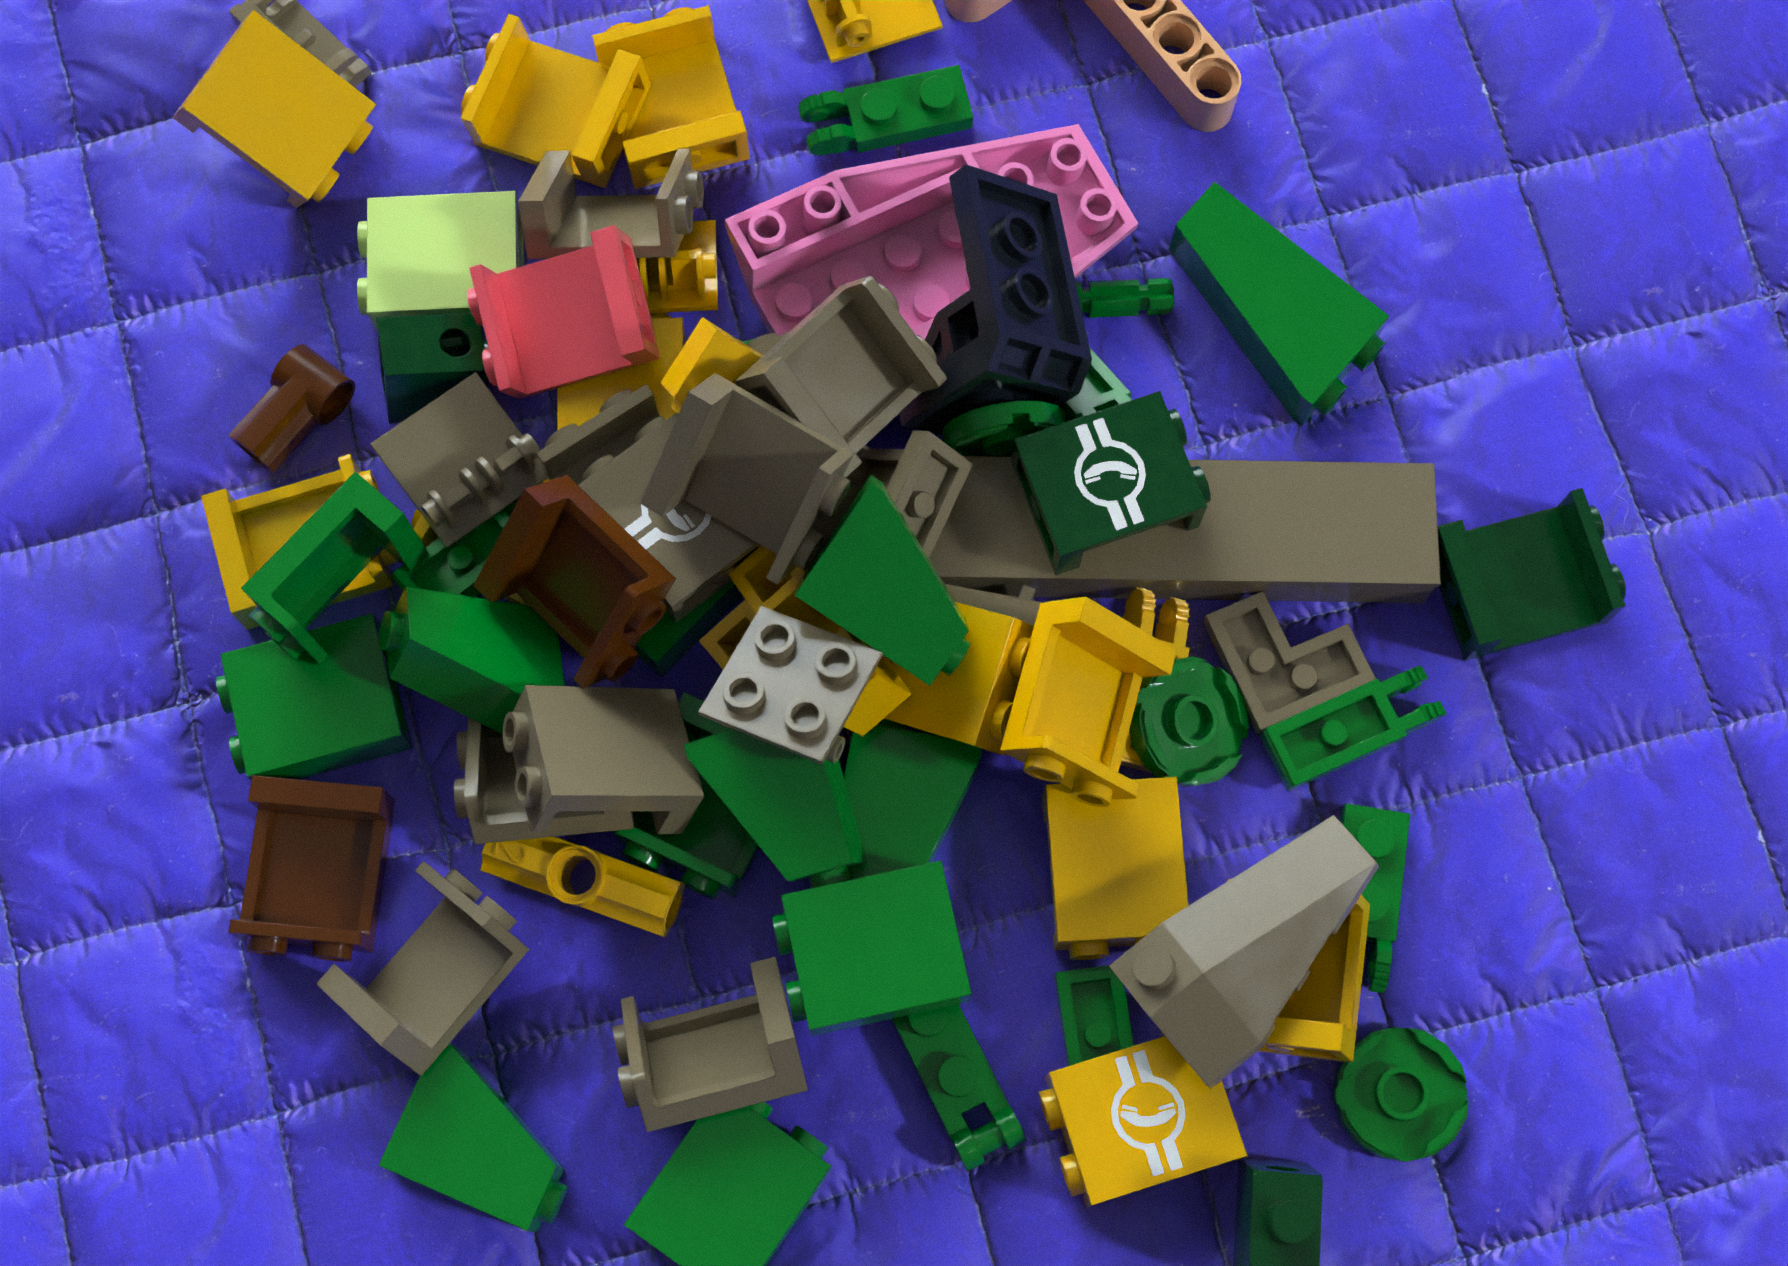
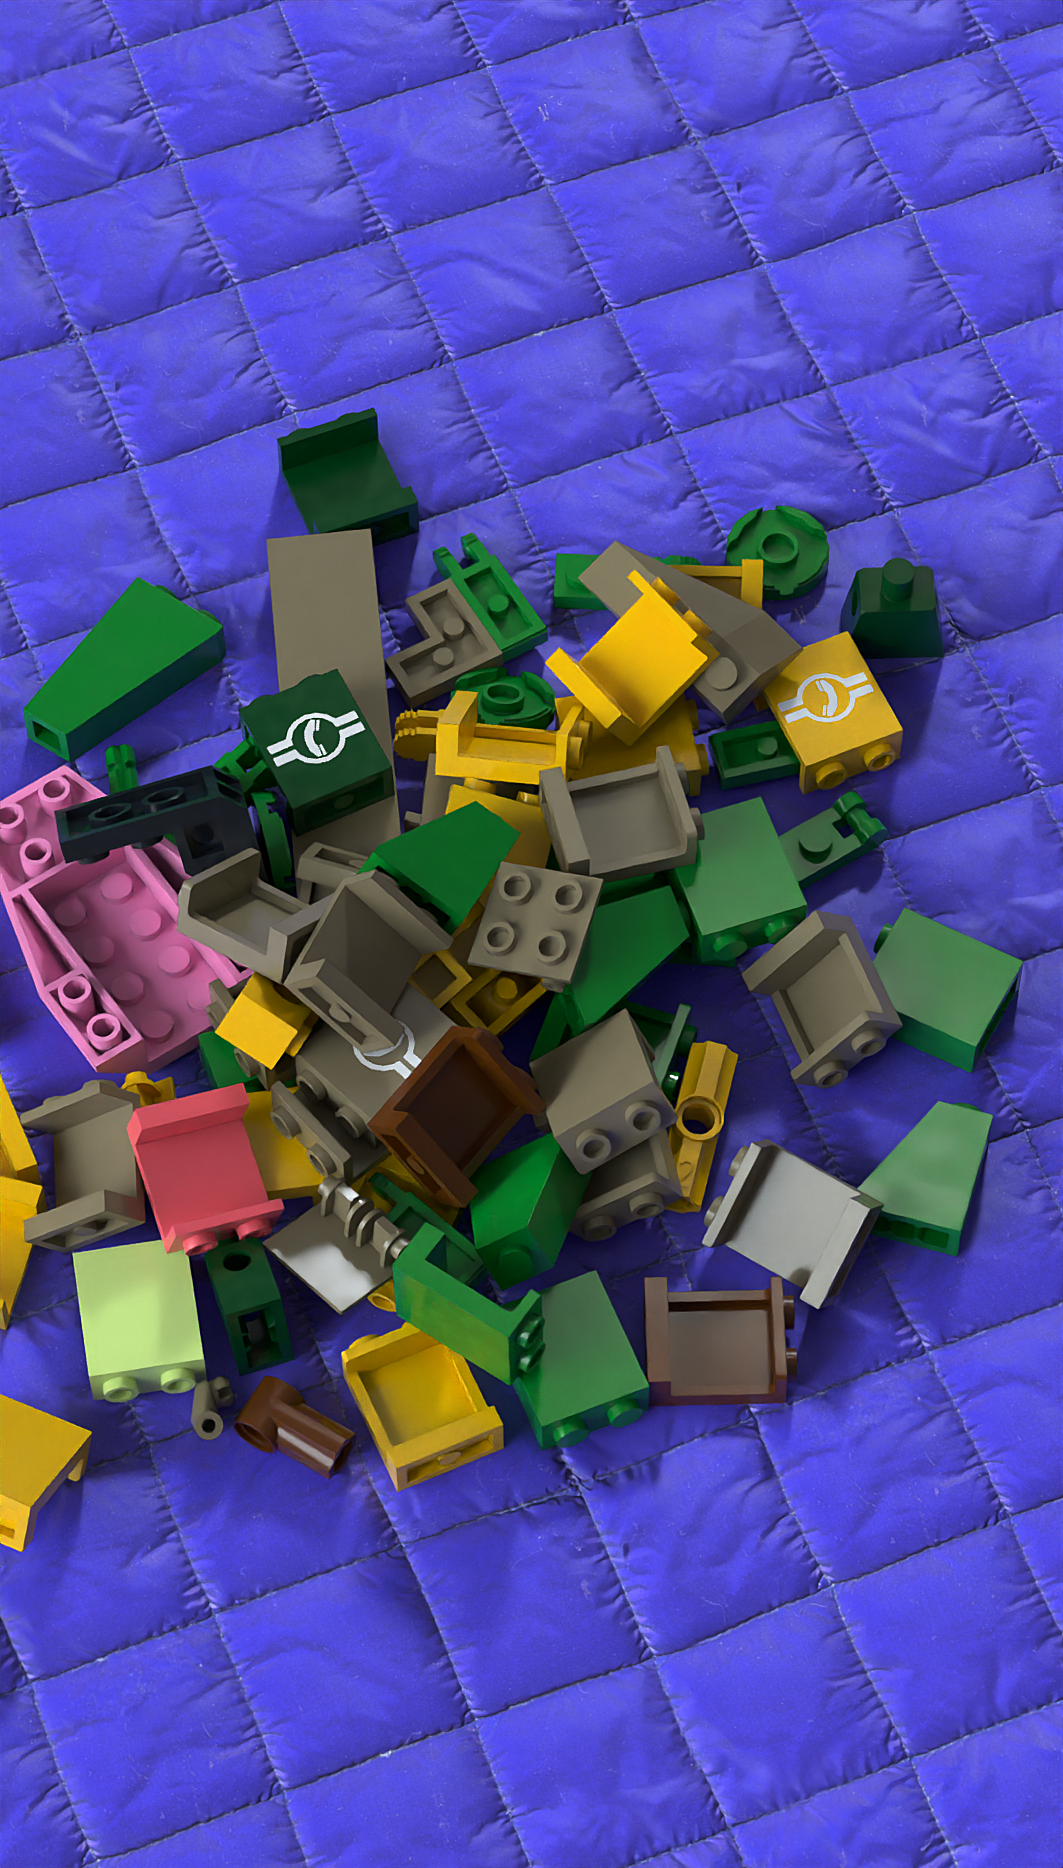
camera: 95 degrees left, 15 degrees down
(334, 325) = (206, 1401): none -> dark tan arm
(940, 807) = (622, 820): none -> dark tan panel
(1183, 862) = (639, 662): none -> yellow panel

